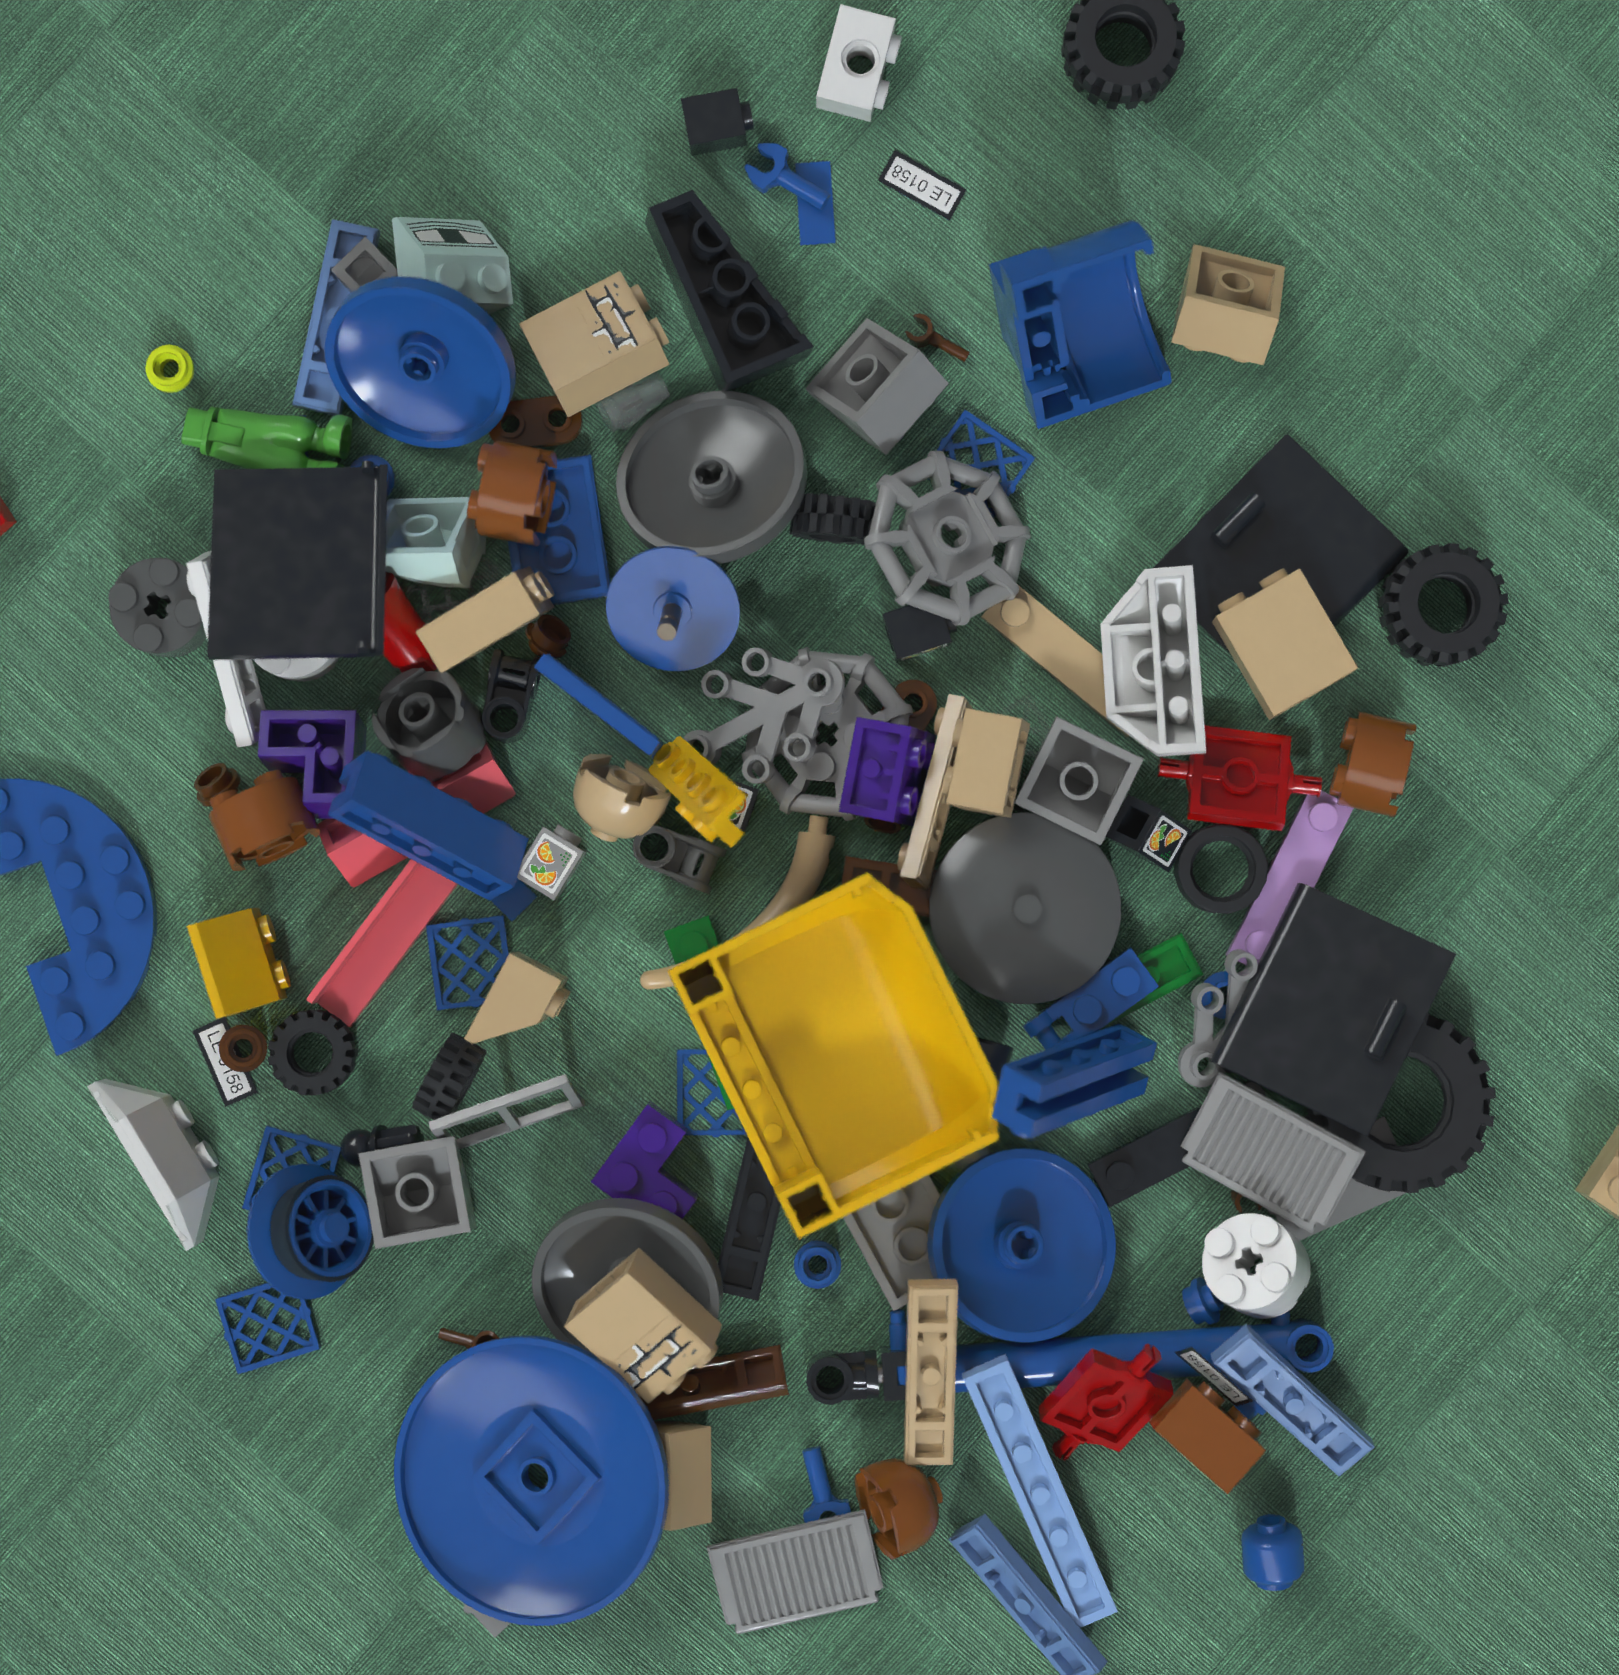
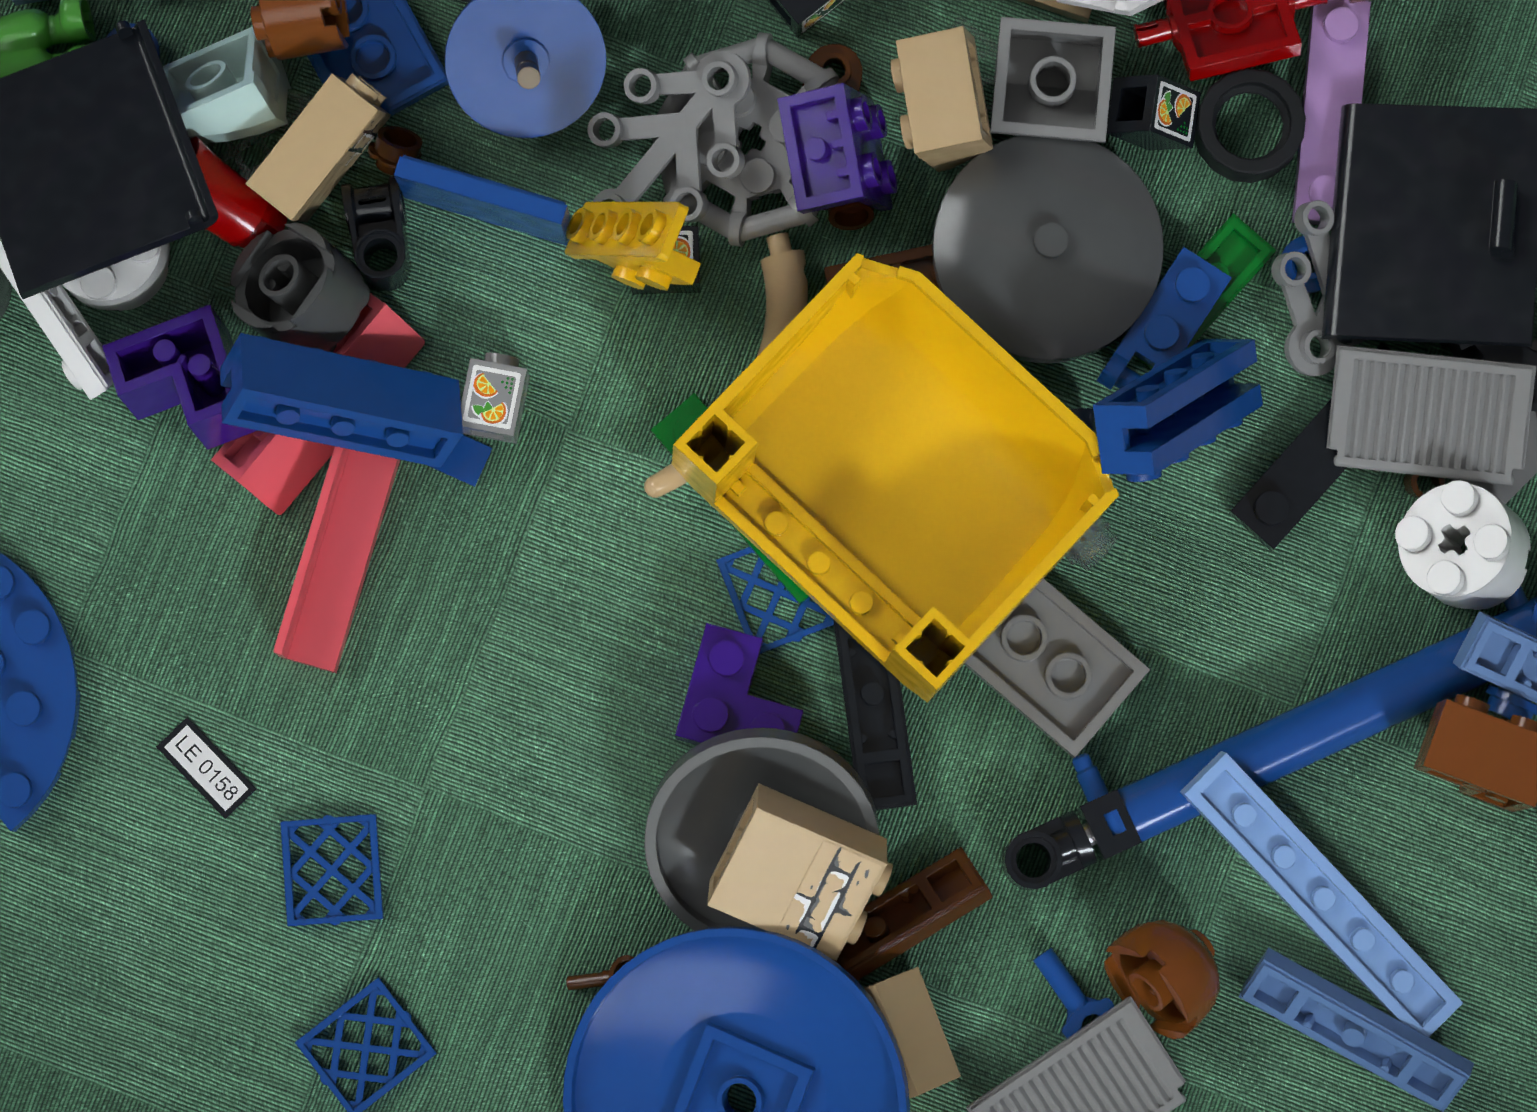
camera: 20 degrees left, 5 degrees down
(165, 1153) = (176, 893): white wedge -> none
(215, 780) = (83, 455): reddish brown plate -> none
(227, 1043) = (221, 724): reddish brown plate -> none
(239, 961) = (182, 641): yellow slope -> none
(262, 820) = (149, 471): dark orange brick -> none
(283, 1057) = (267, 706): black tyre -> none
(308, 1231) = (375, 913): blue piece -> none
(381, 1137) = (399, 804): black axle -> none
(417, 1192) = (481, 824): light grey slope -> none
(449, 1077) = (470, 682): black tyre -> none
(465, 925) = (423, 510): blue window -> none
(502, 1104) = (539, 683): light grey window -> none
(519, 998) = (516, 561): tan slope -> none
(618, 799) = (543, 298): tan cylinder -> none
(682, 858) = (638, 338): dark grey piece -> none
(817, 1279) = (968, 721): blue plate -> none
(919, 856) = (907, 231): tan plate -> none
(930, 1371) = (1144, 803): tan plate -> none
(1023, 1243) = (1191, 625): blue dish -> none
(1105, 1400) = (1355, 763): red plate -> none
(1201, 1302) = (1420, 614): blue plate -> none
(1214, 1376) = (1459, 682): sticker -> none

